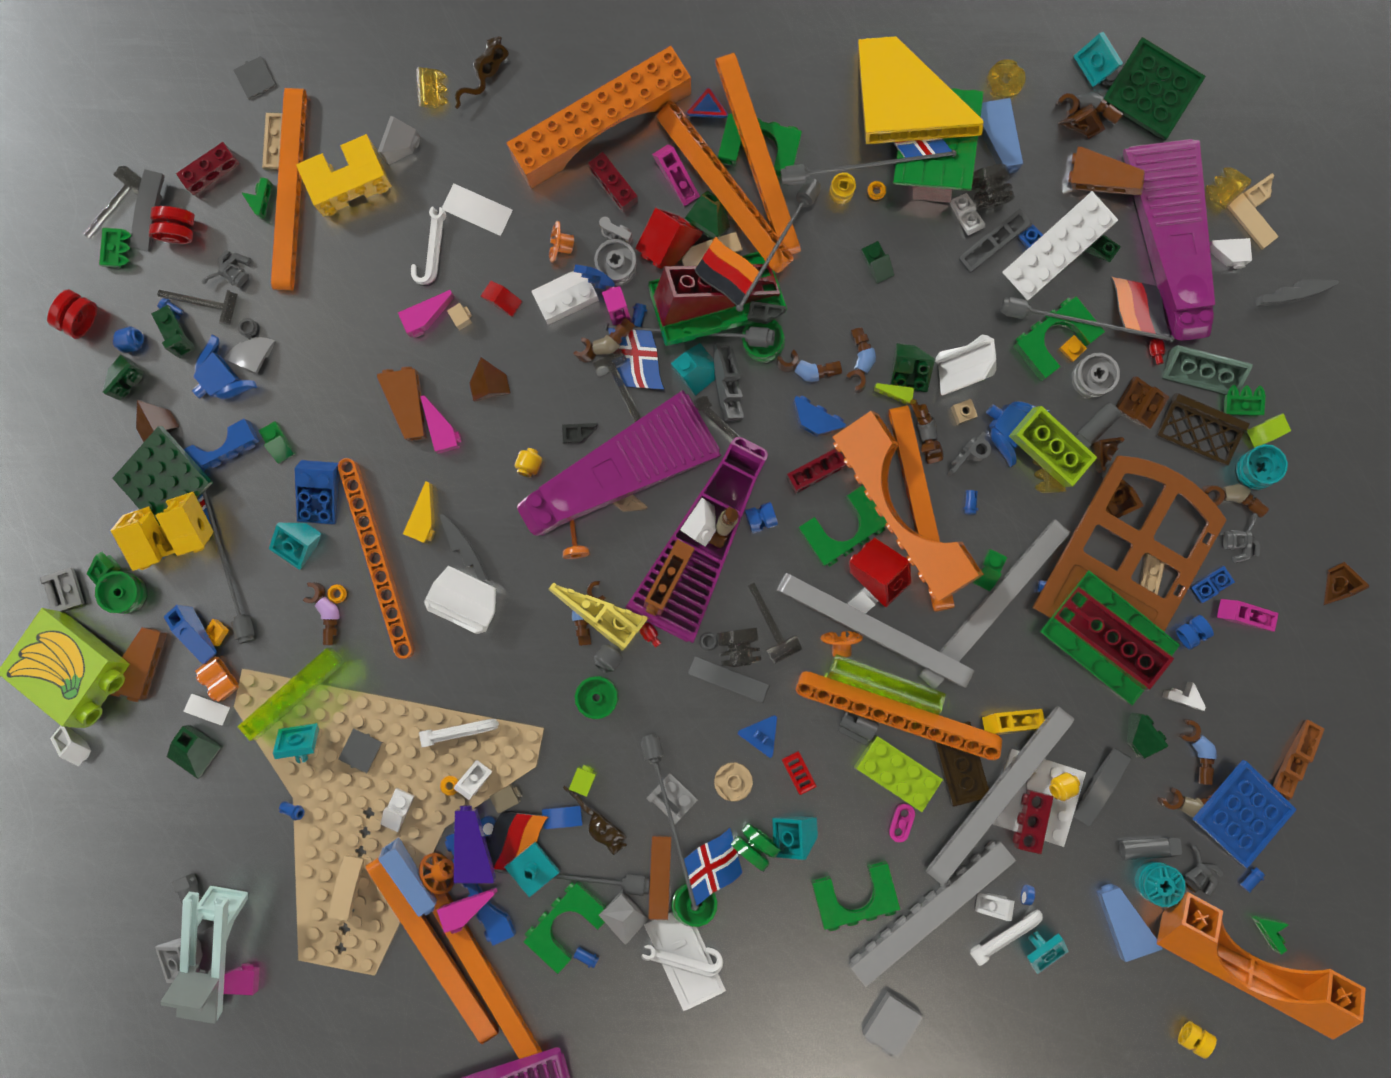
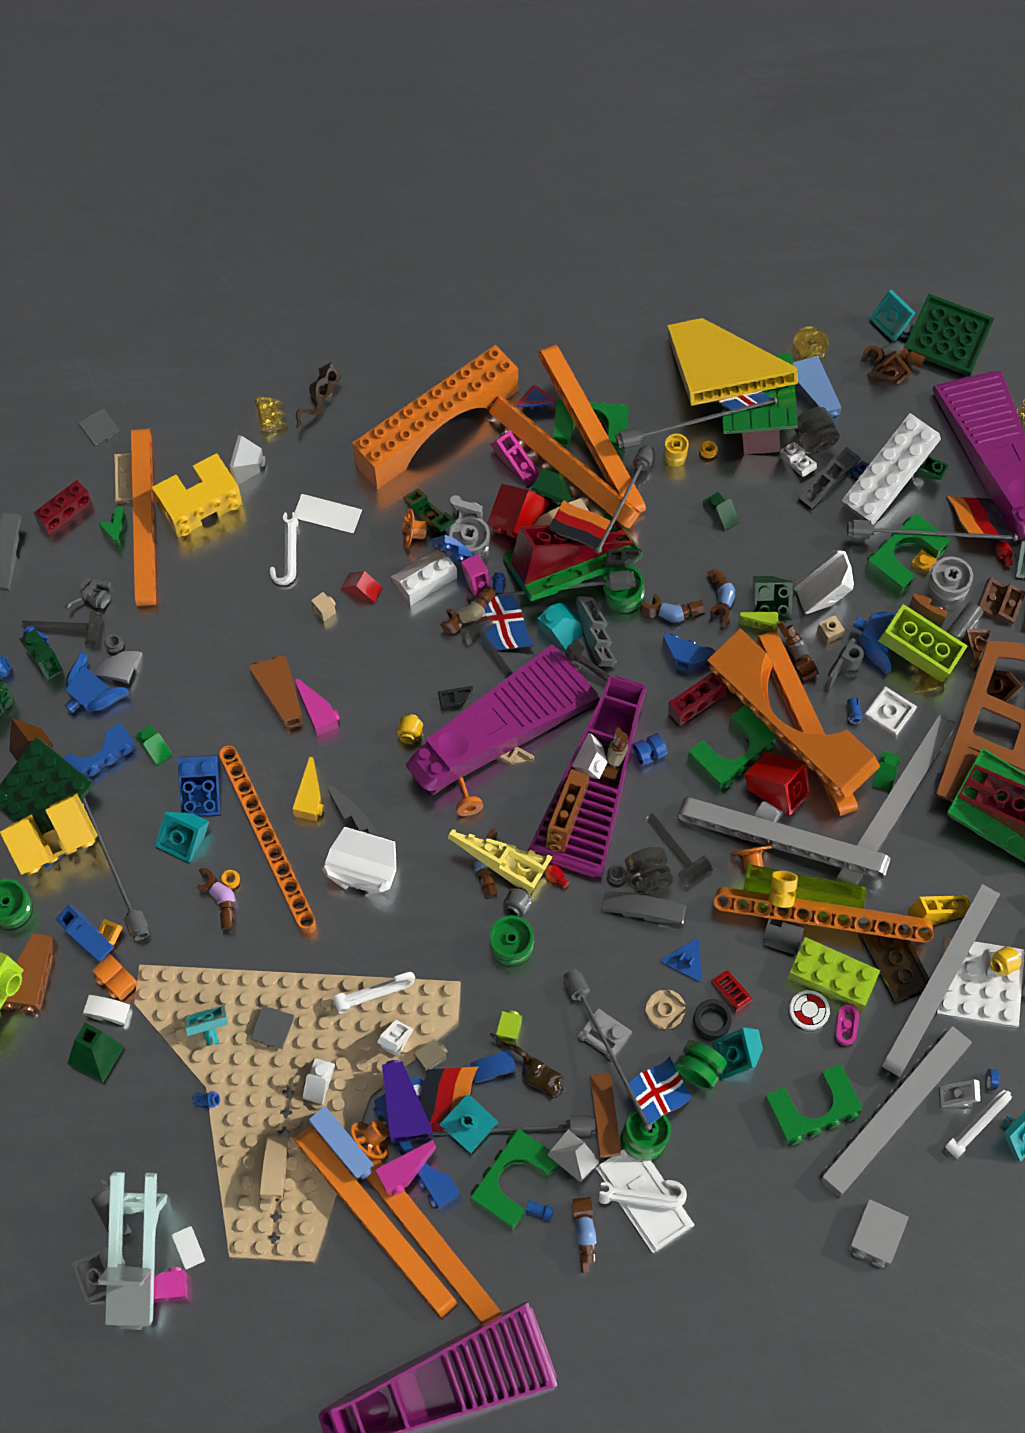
camera: 10 degrees left, 20 degrees down
(171, 224) = (32, 558): red wheel -> none
(263, 943) = (188, 1247): none -> white sticker
(291, 694) = (195, 975): clear neon green brick -> none
(423, 315) = (286, 610): dark pink slope -> none
(443, 785) = (371, 1053): light orange plate -> none
(488, 381) = (358, 662): reddish brown slope -> none
(578, 224) = (428, 512): none -> dark green slope
(613, 182) = (456, 472): dark red brick -> none
(623, 986) = (584, 1231): none -> piece
(790, 799) = (716, 1004): none -> black tyre
(863, 691) = (783, 889): none -> yellow wheel
(869, 802) = (809, 1010): none -> tile
(1006, 507) = (890, 711): none -> white tile
(1039, 829) = (987, 992): dark red brick -> none
(1062, 398) = (922, 605): none -> dark orange slope
(1104, 174) = (924, 405): dark orange slope -> none

